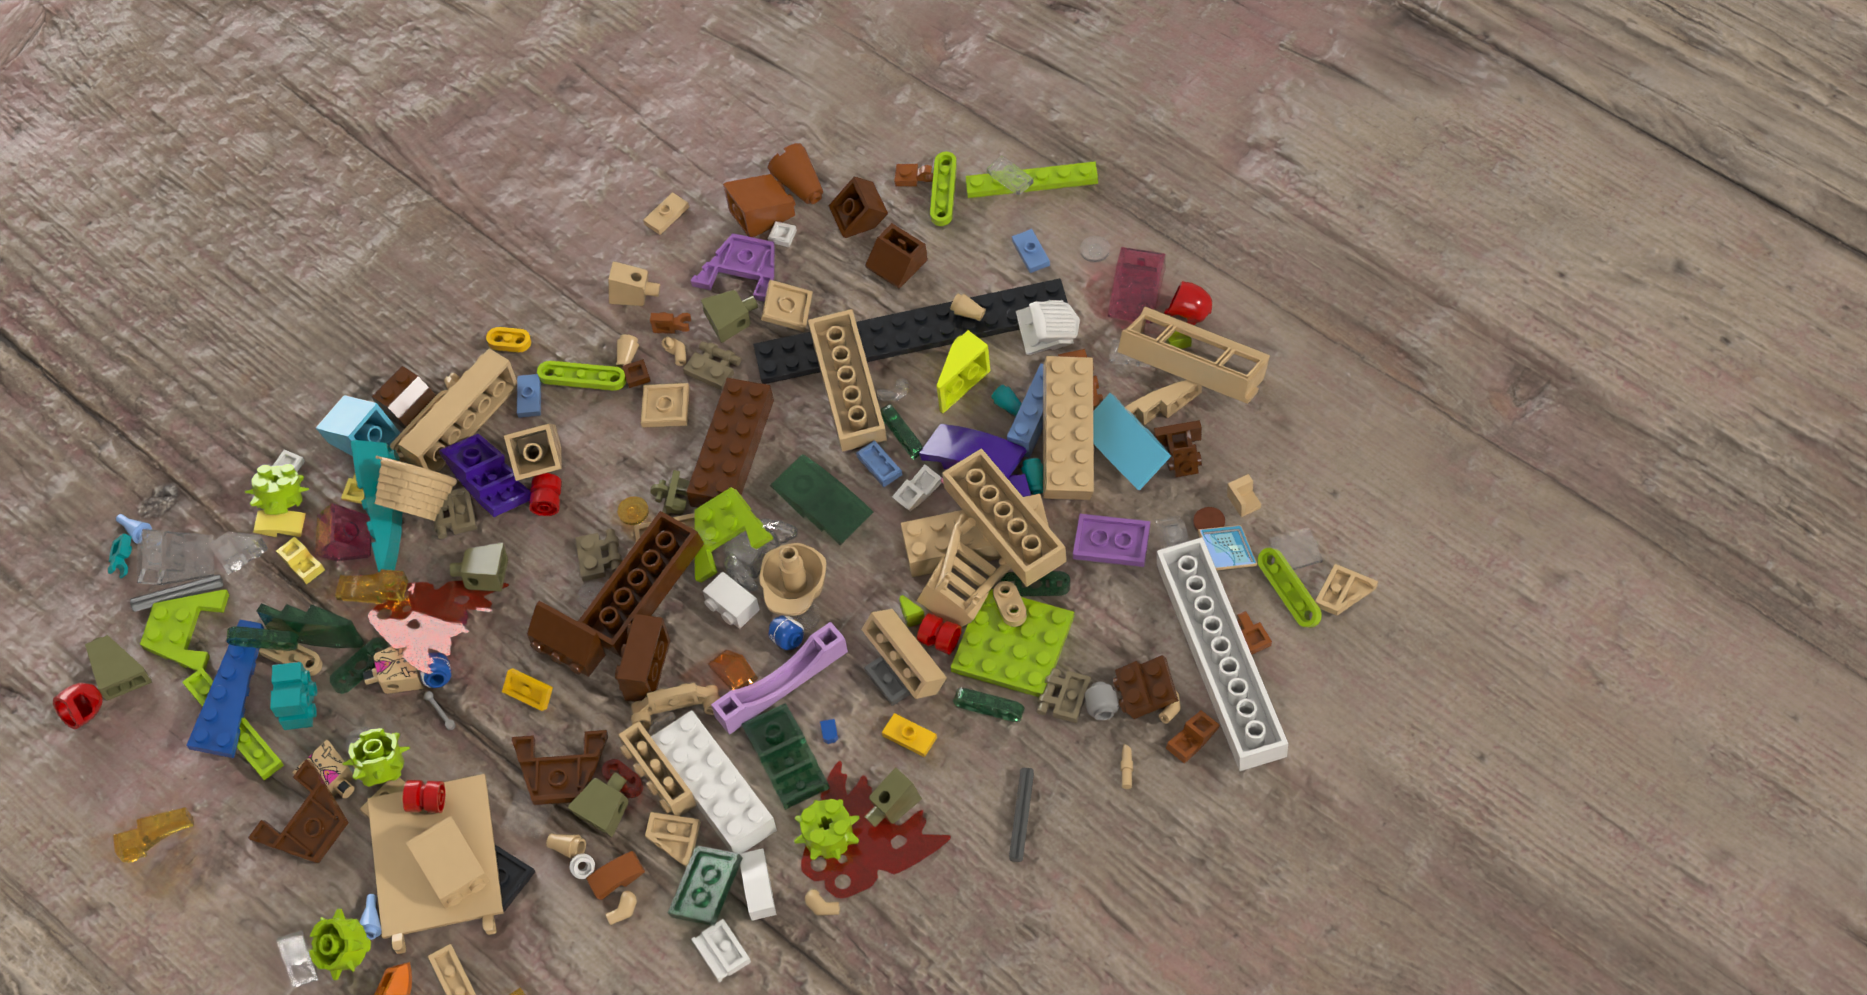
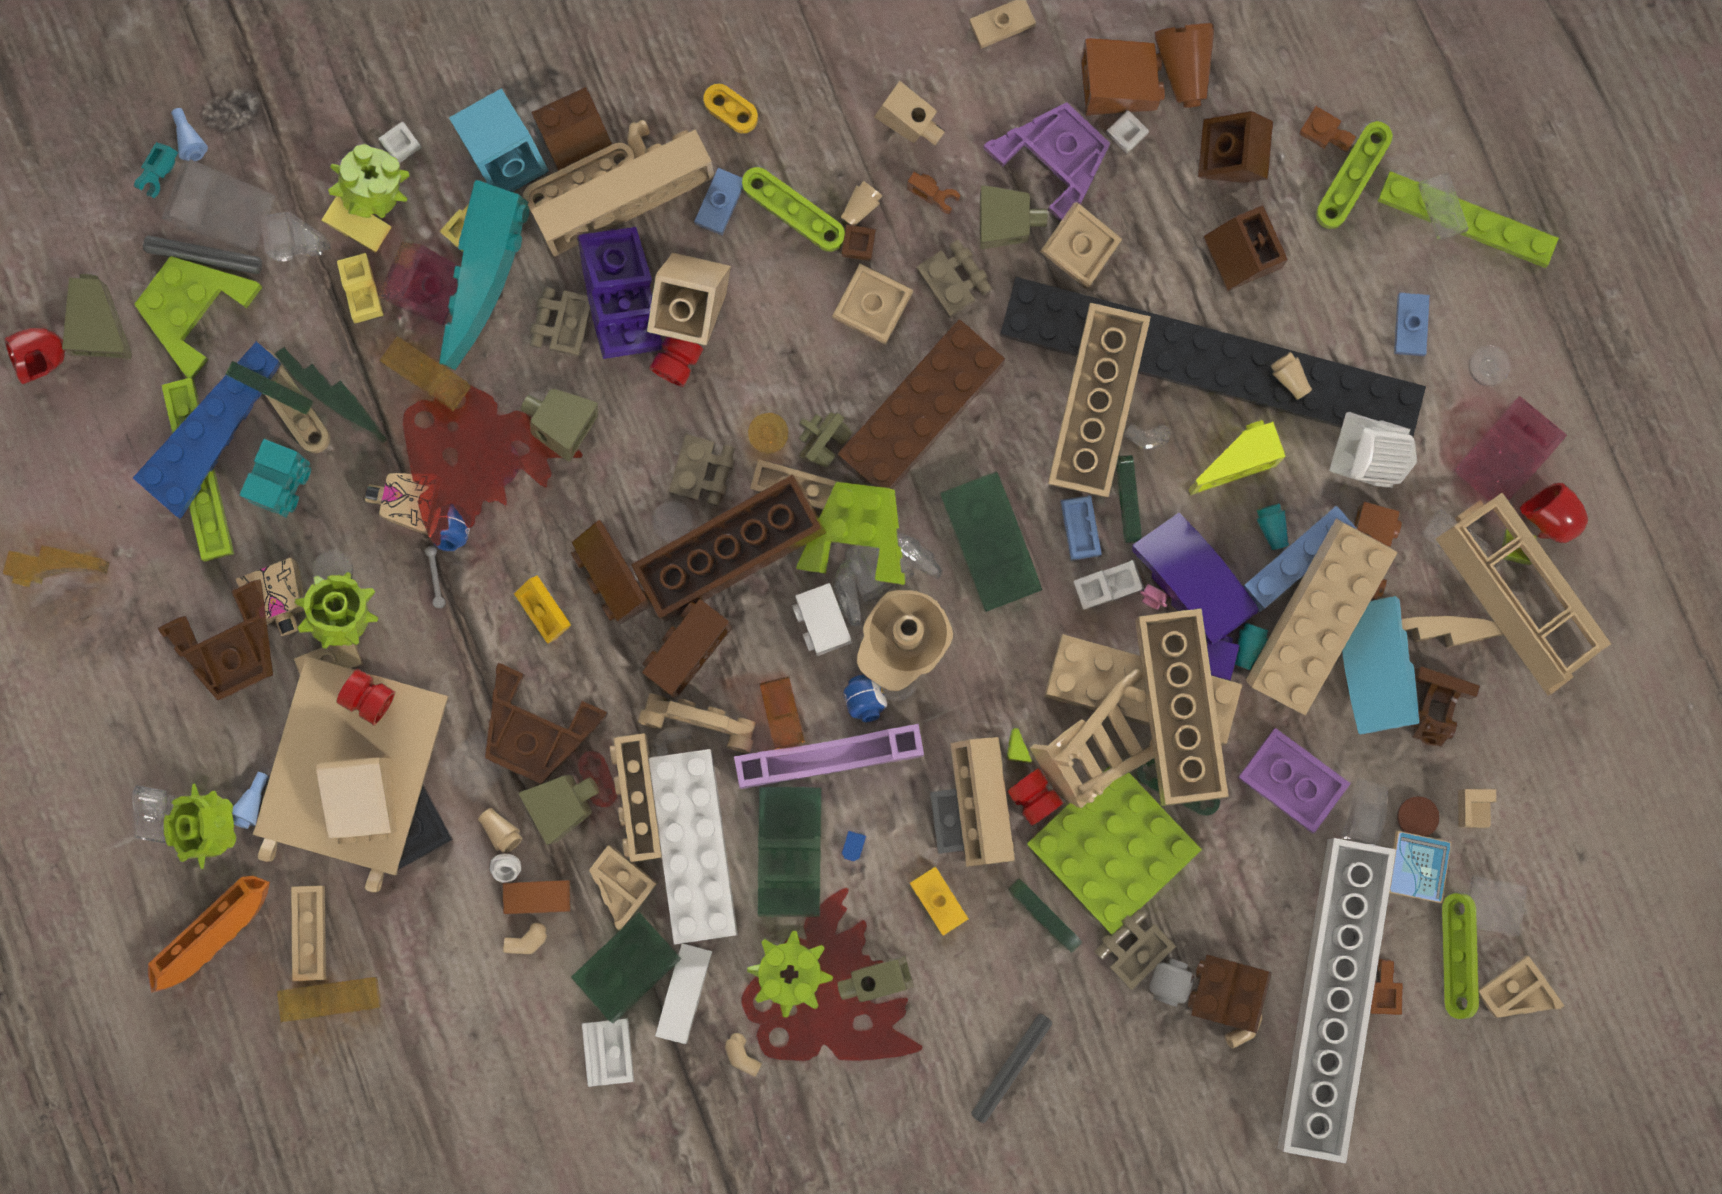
camera: 20 degrees right, 25 degrees up
(361, 655) = (351, 483): clear green beam -> none
(412, 488) = (521, 281): tan piece -> none
(676, 348) = (922, 230): tan arm -> none
(1008, 602) = (1133, 804): tan plate -> none
(1126, 767) = (1157, 1073): tan piece -> none
(1193, 736) = (1249, 1078): dark orange slope -> none

